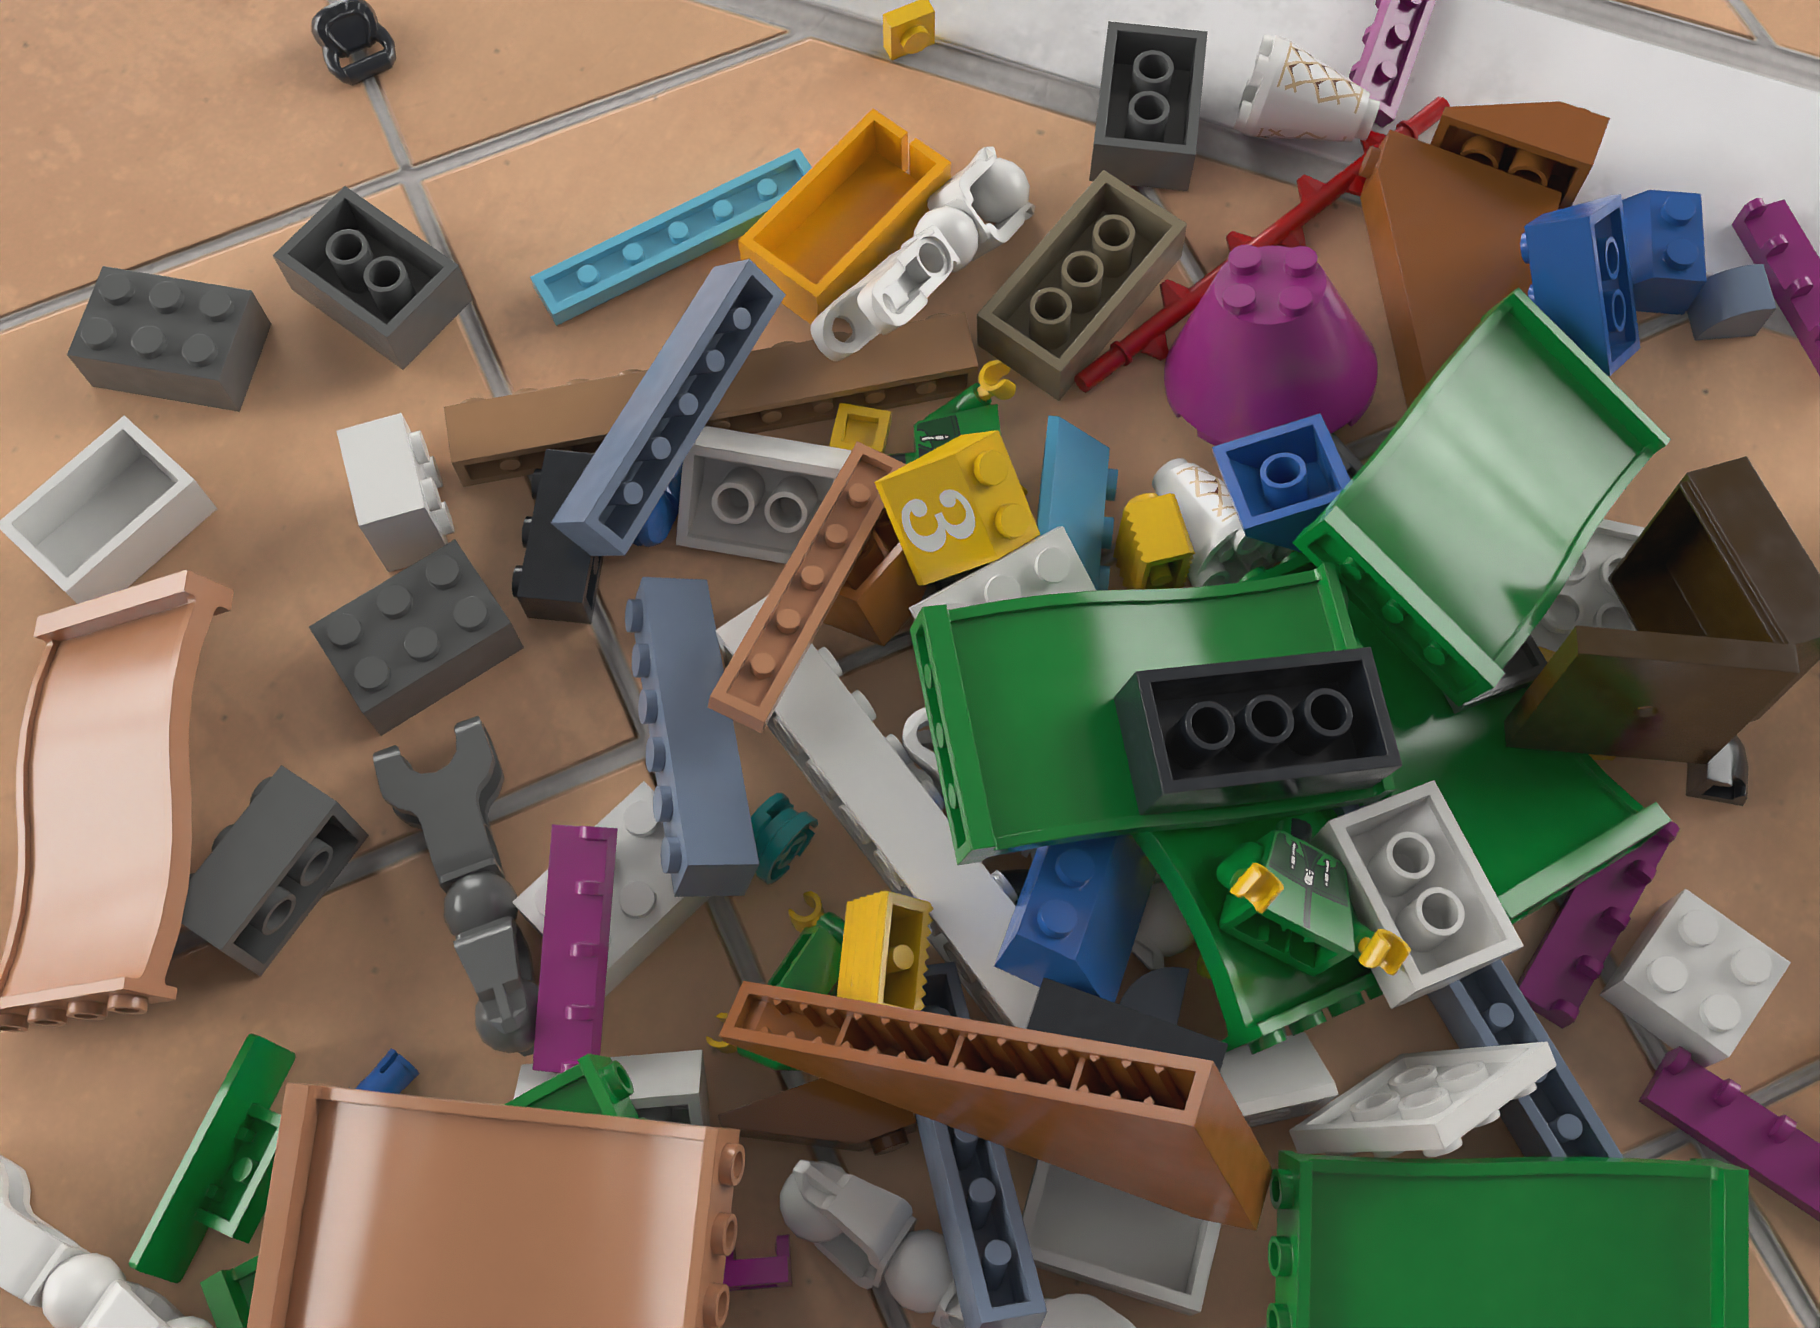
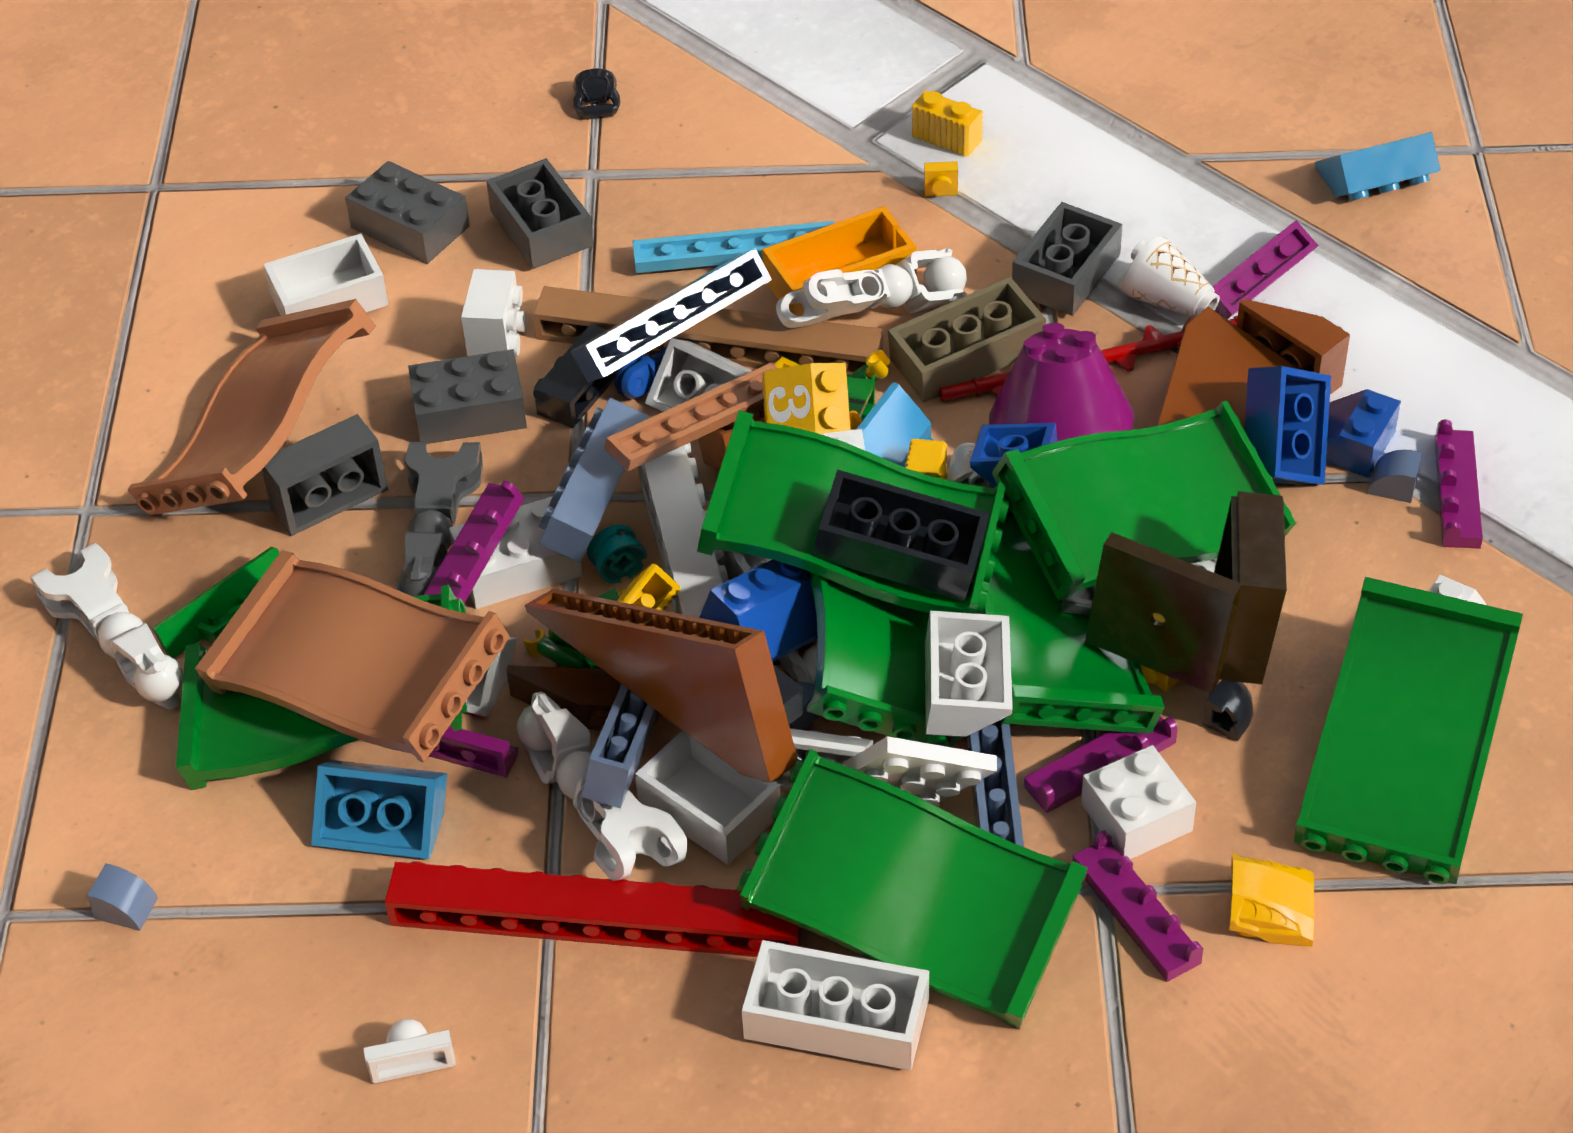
camera: 25 degrees right, 20 degrees down
(1298, 905) = (884, 639): green torso -> none

